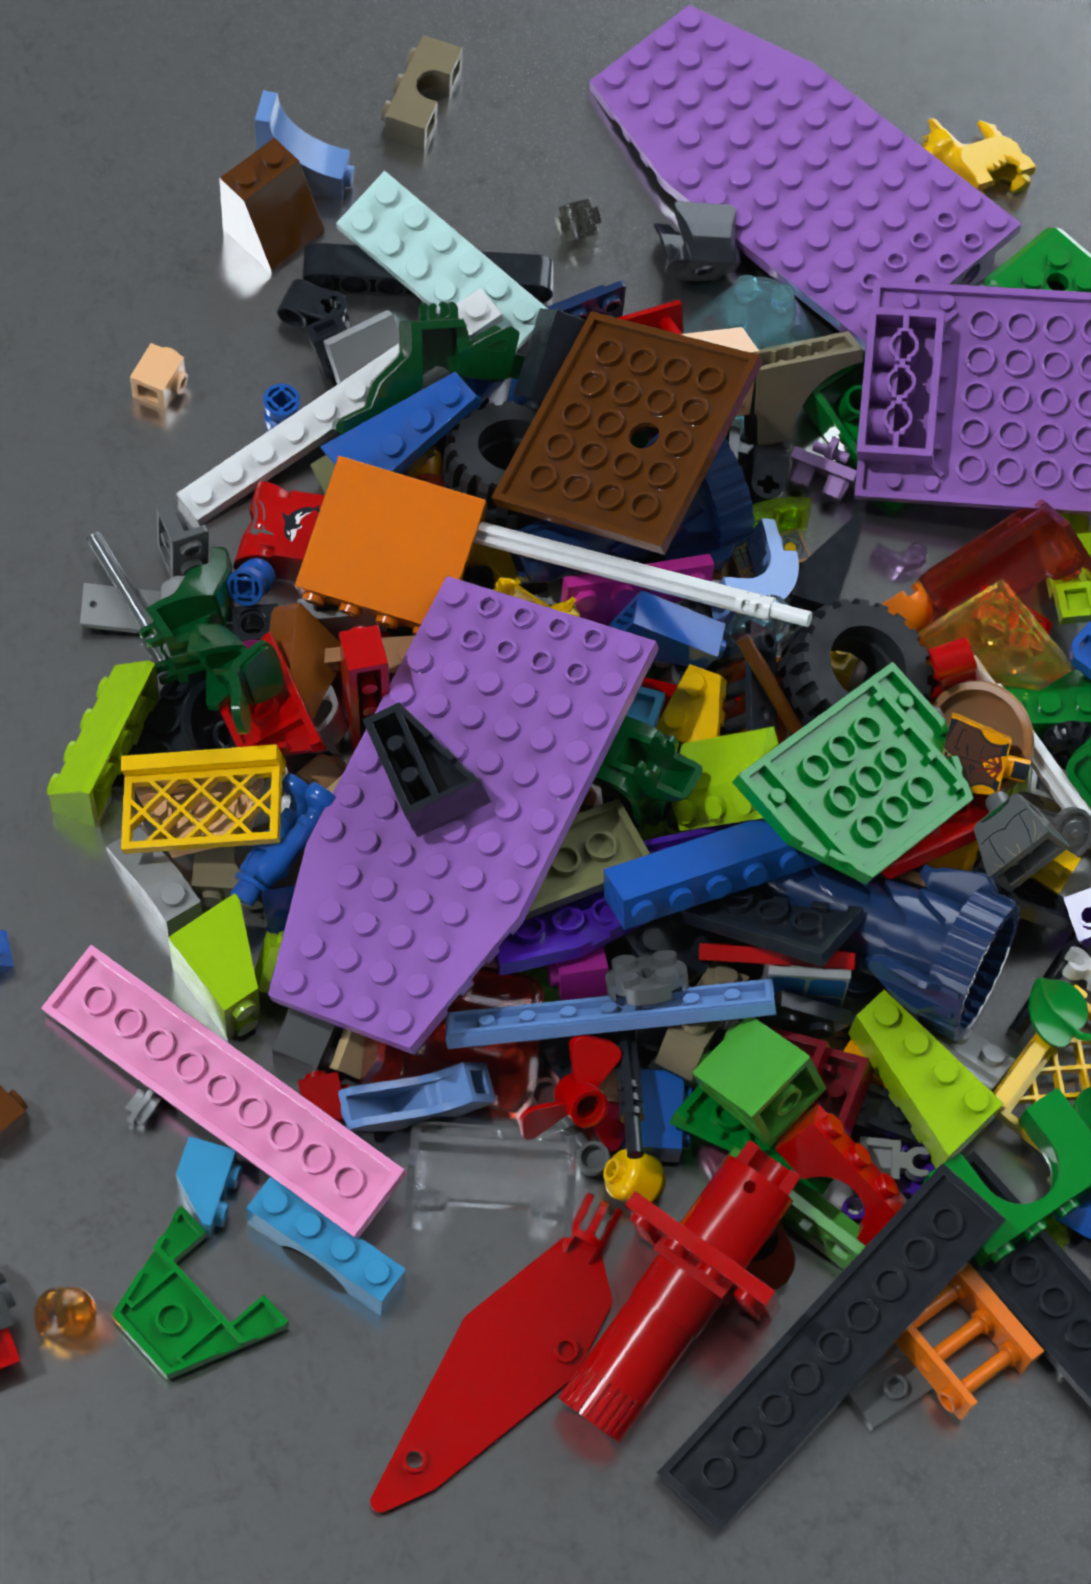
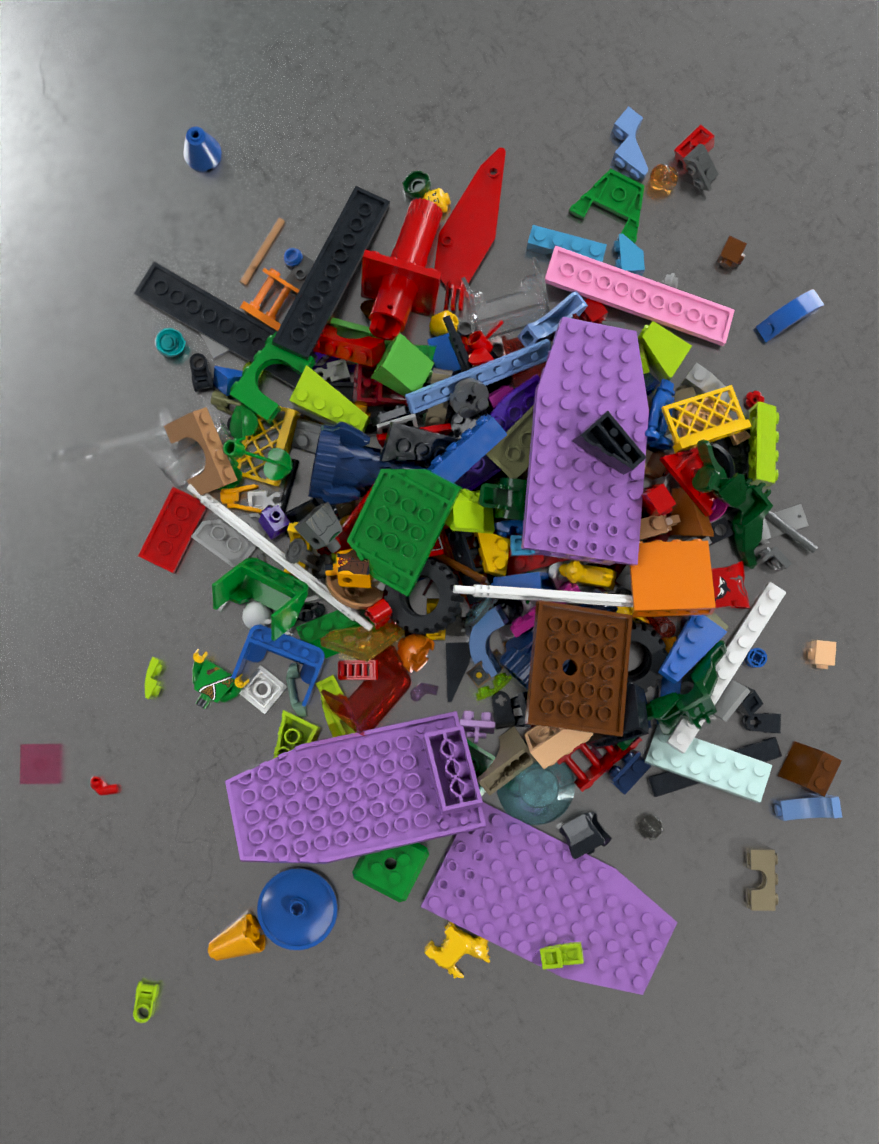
camera: 160 degrees right, 20 degrees up
(80, 844) = (751, 395): none -> red plate
(115, 1399) = (629, 154): none -> medium blue arch
(258, 576) = (730, 548): blue wheel -> none
(560, 1436) = (439, 197): none -> yellow head
(588, 1486) = (416, 184): none -> dark green hair
(812, 88) = (561, 954): none -> lime slope
(898, 1430) = (293, 257): none -> blue plate
(958, 1470) = (262, 251): none -> medium nougat bar

